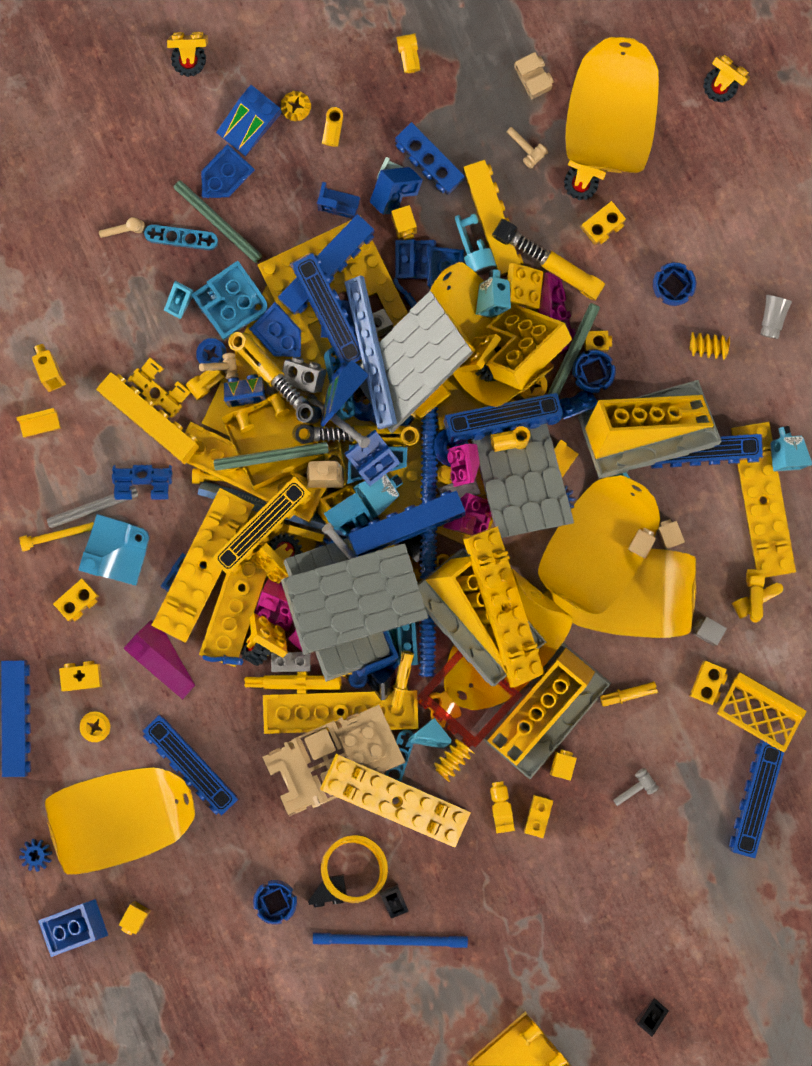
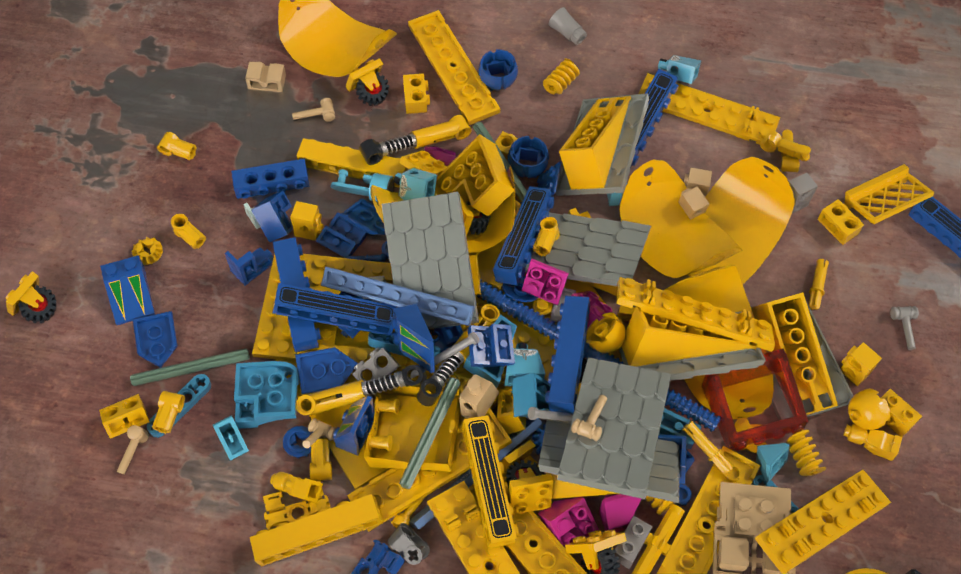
camera: 60 degrees left, 25 degrees down
(142, 203) = (123, 414): none -> yellow brick
(170, 379) = (297, 487): none -> yellow piece
(171, 234) = (169, 406): none -> yellow piece
(182, 492) = (407, 543): none -> dark grey piece
(334, 579) = (588, 428): none -> tan piece
(382, 682) = (698, 471): black slope -> none
(446, 543) = (606, 334): none -> yellow cylinder
(519, 791) = (868, 410): none -> yellow cylinder
(646, 256) = (460, 81): none -> yellow piece

